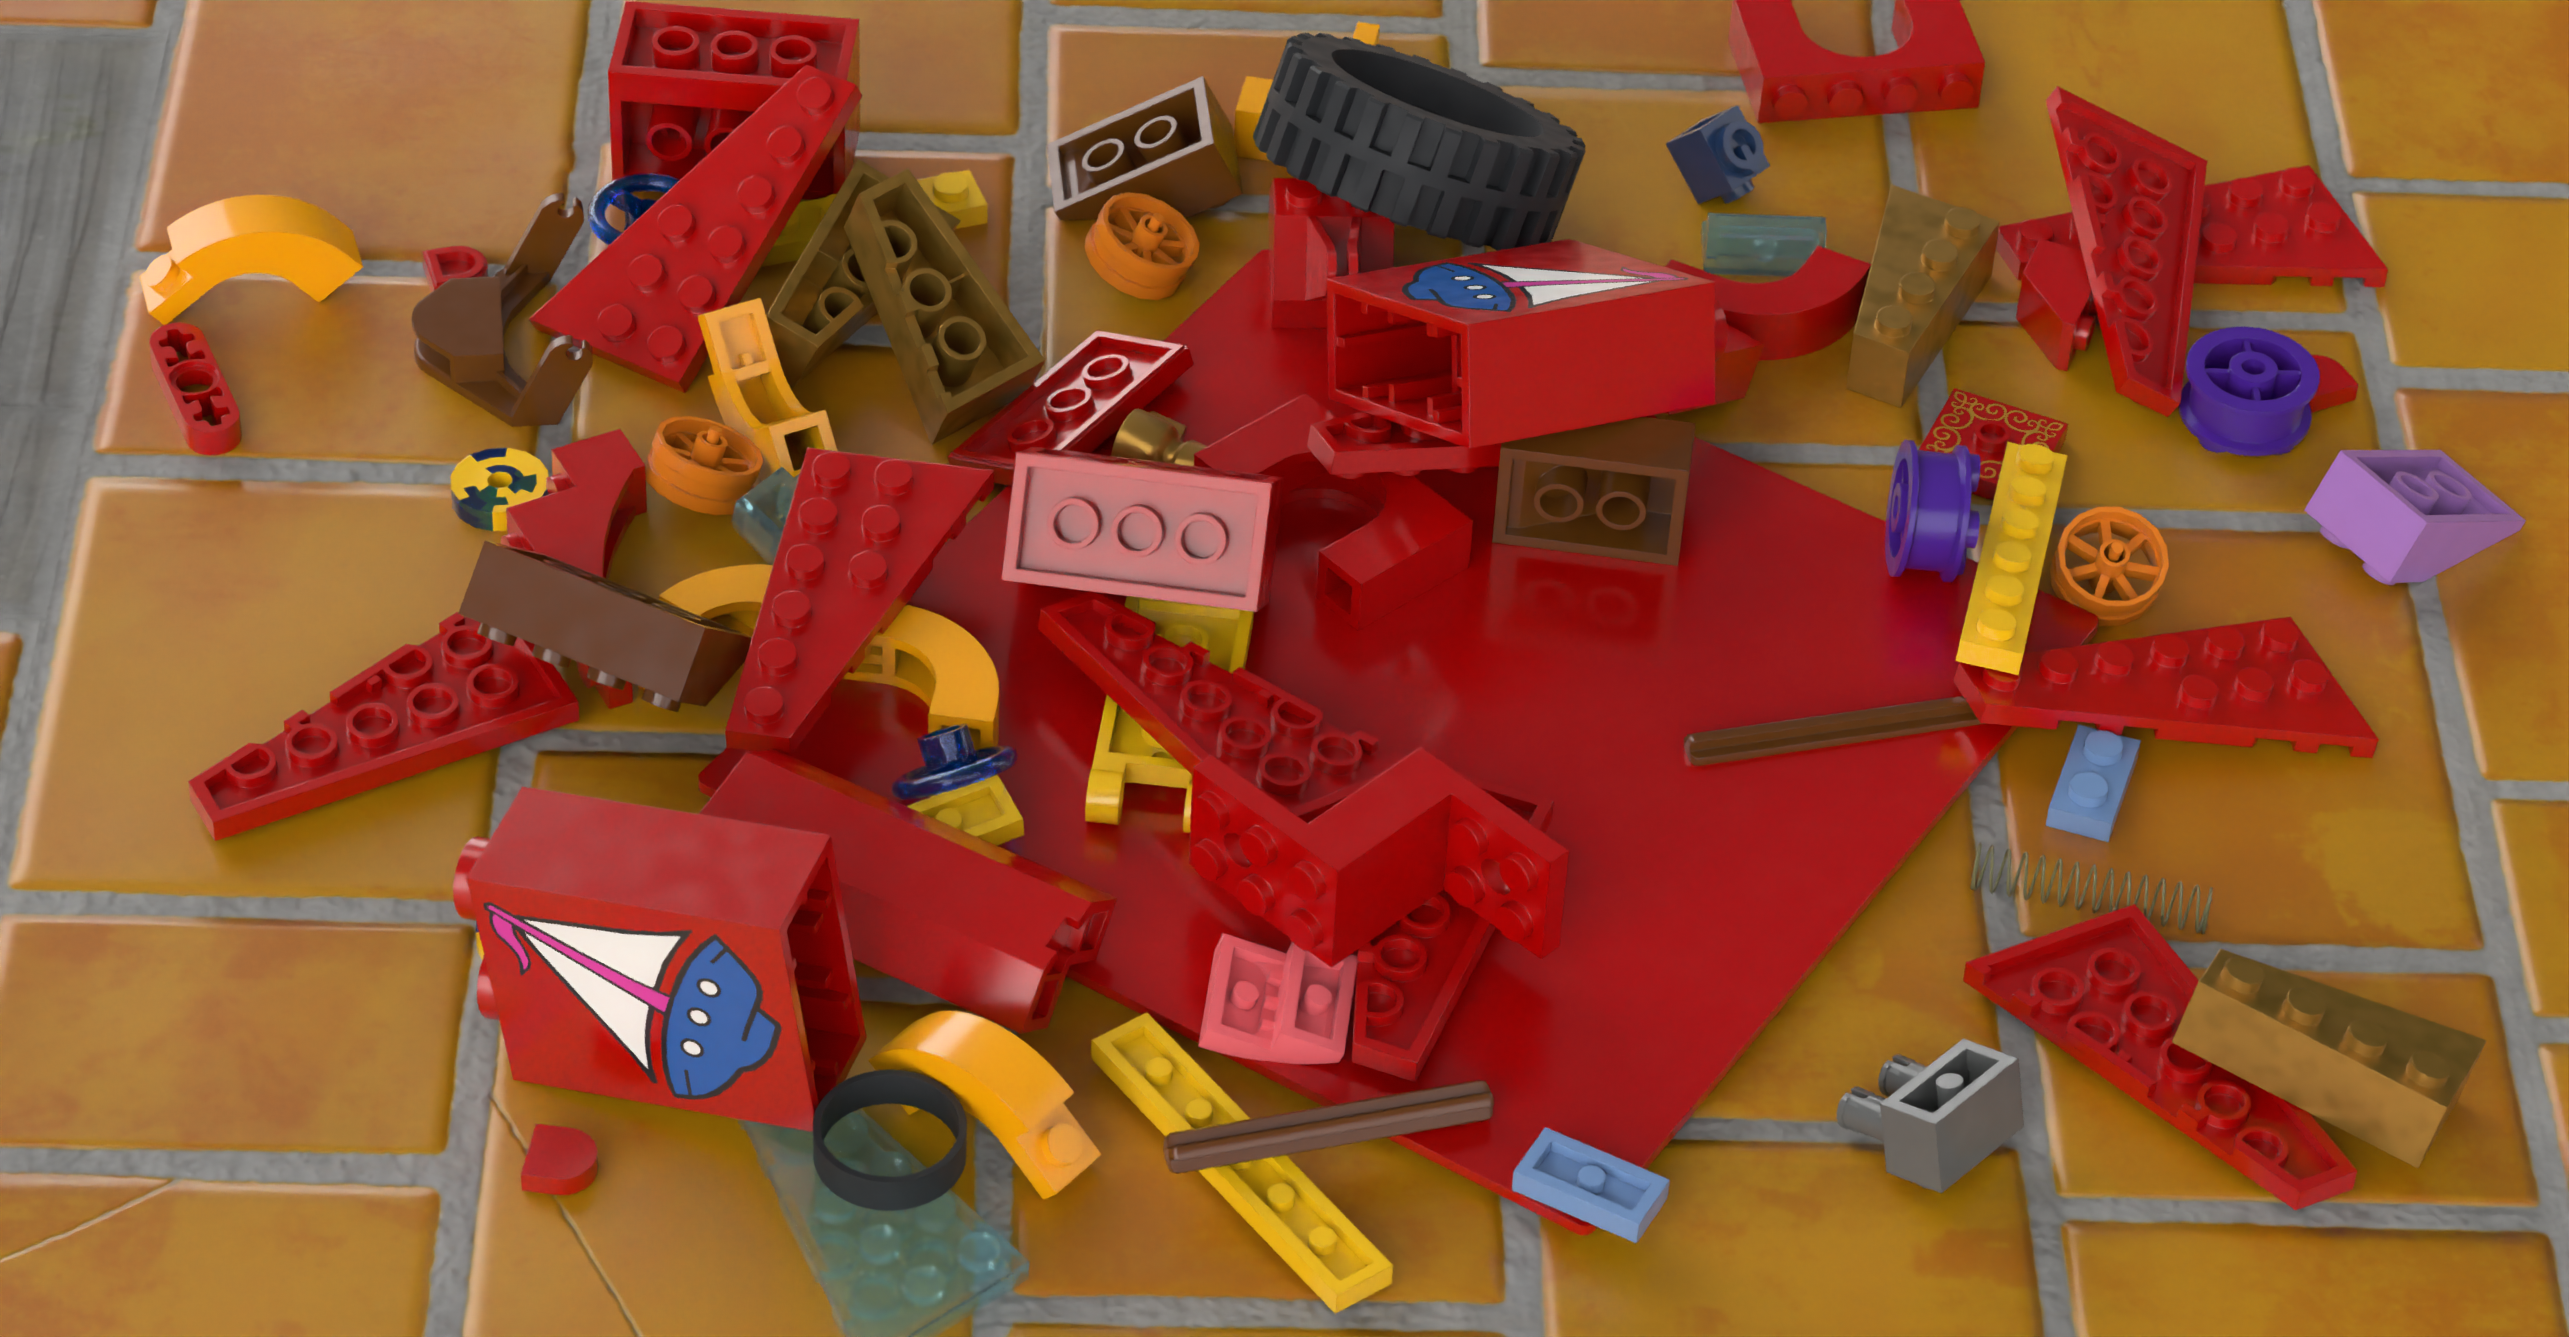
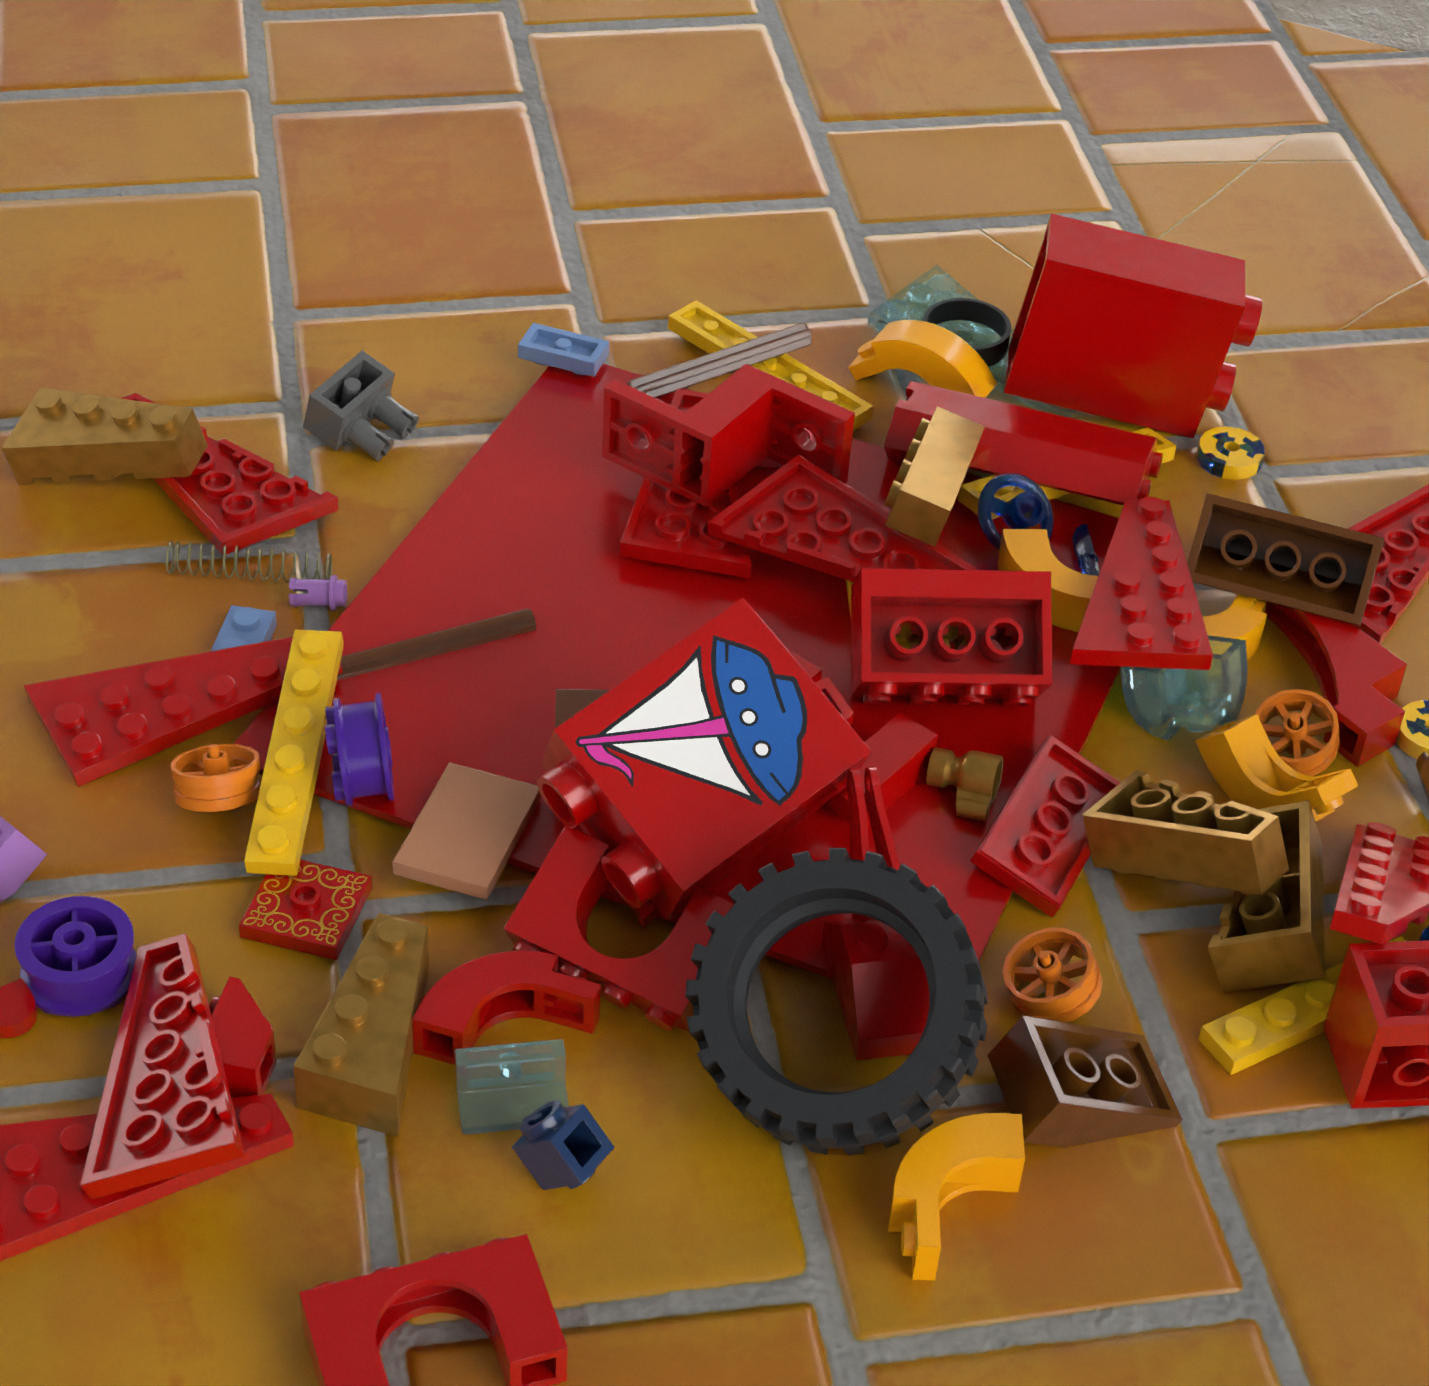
camera: 170 degrees right, 0 degrees up
(864, 735) = (1085, 552): none -> clear blue piece
(1085, 745) = (932, 475): none -> wedge
(1796, 477) = (467, 831): none -> nougat tile
(1972, 827) = (320, 592): none -> medium lavender pin

